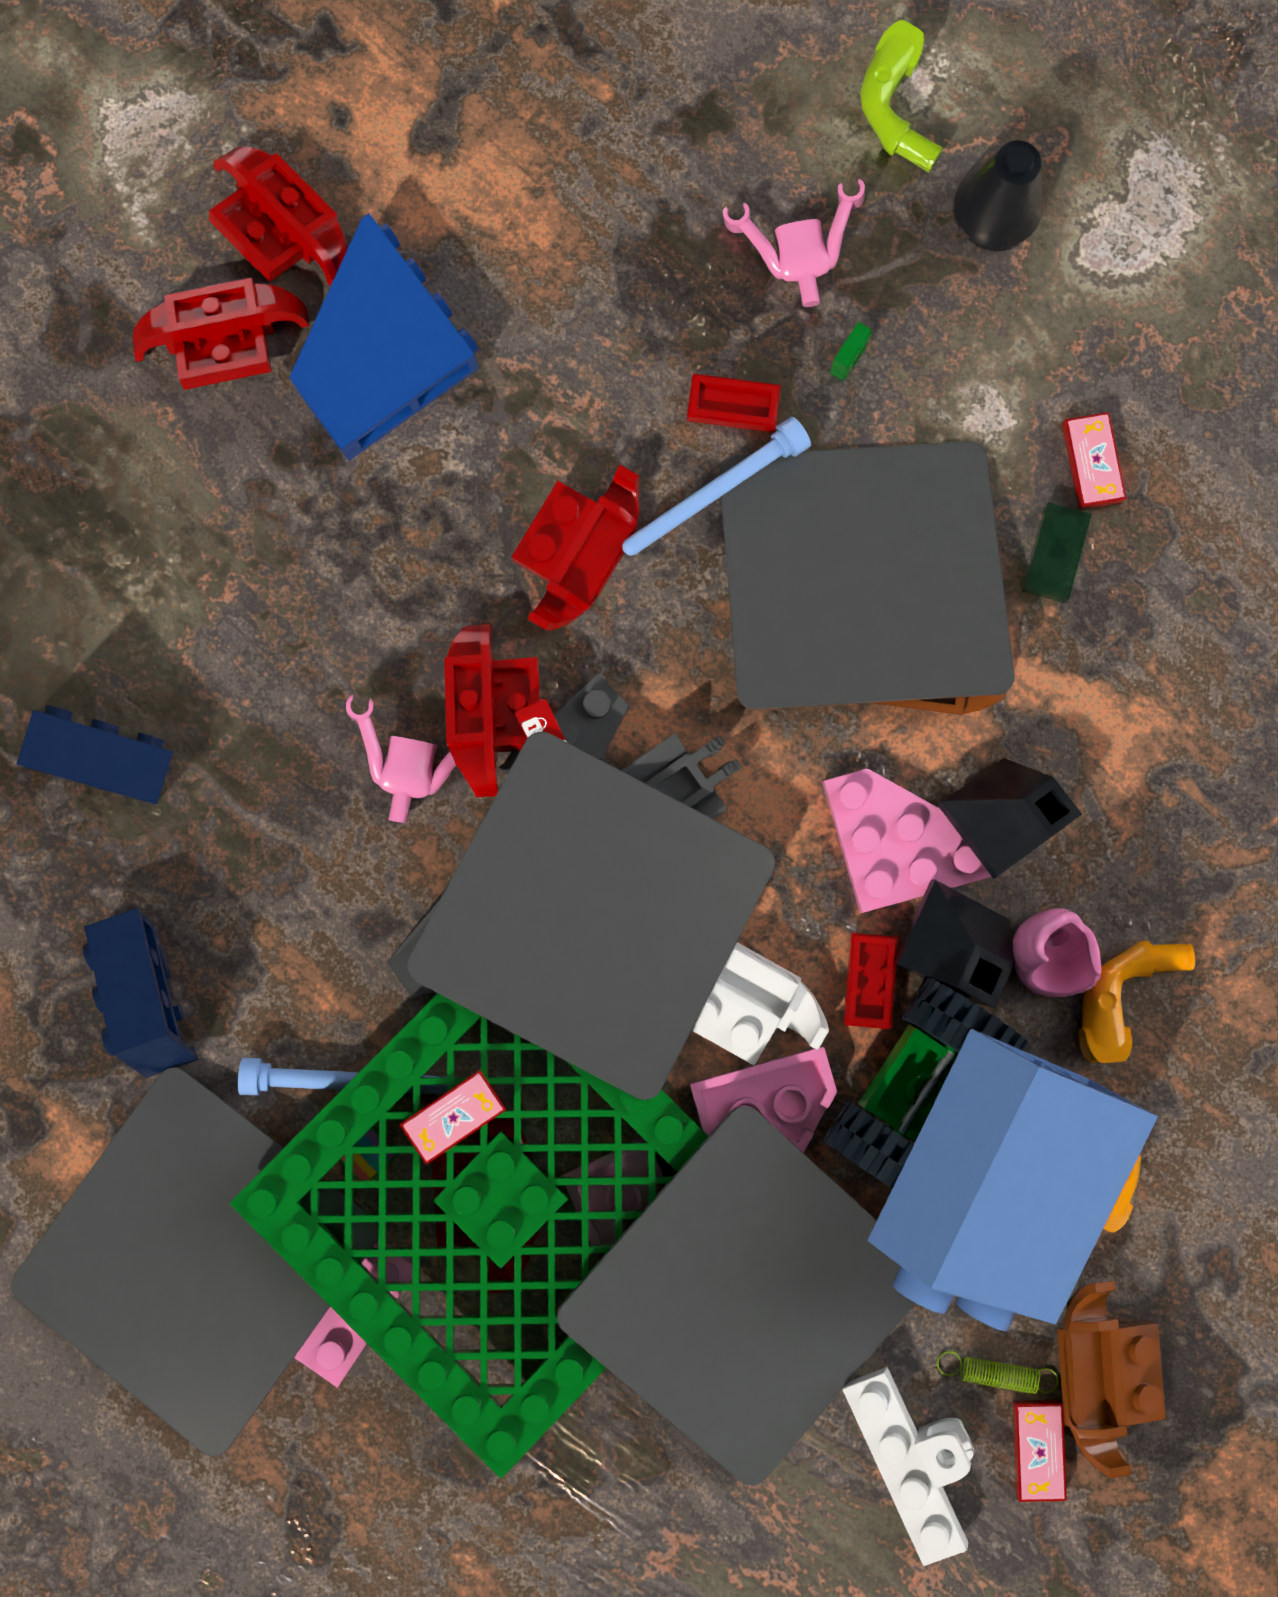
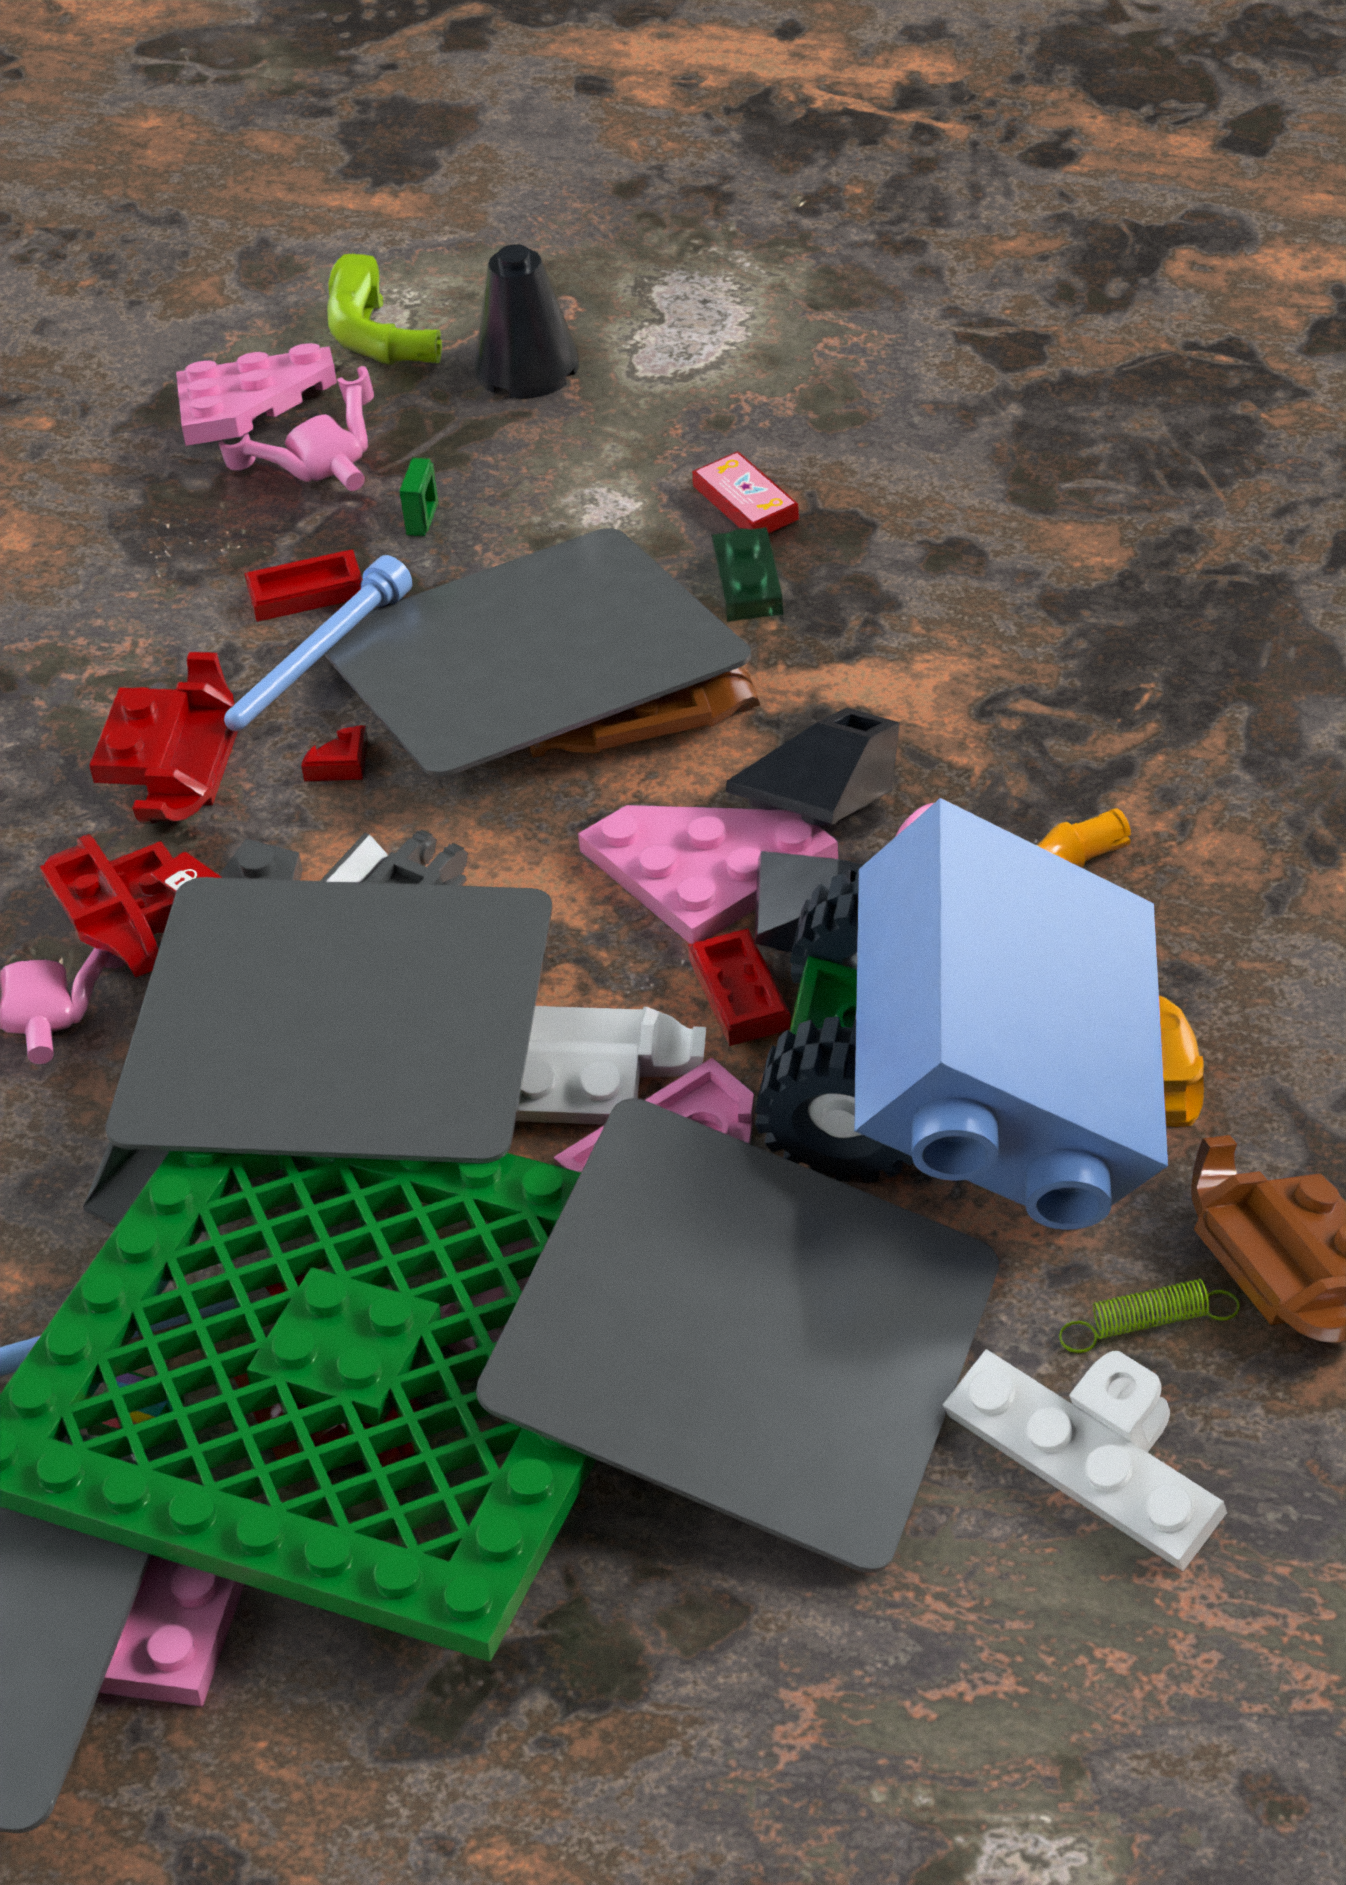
camera: 20 degrees left, 40 degrees down
(453, 1117) = (235, 1262): bright pink tile -> none
(692, 608) = (339, 758): none -> red tile
(766, 151) = (227, 397): none -> bright pink plate
(1039, 1450) = (1259, 1374): bright pink tile -> none

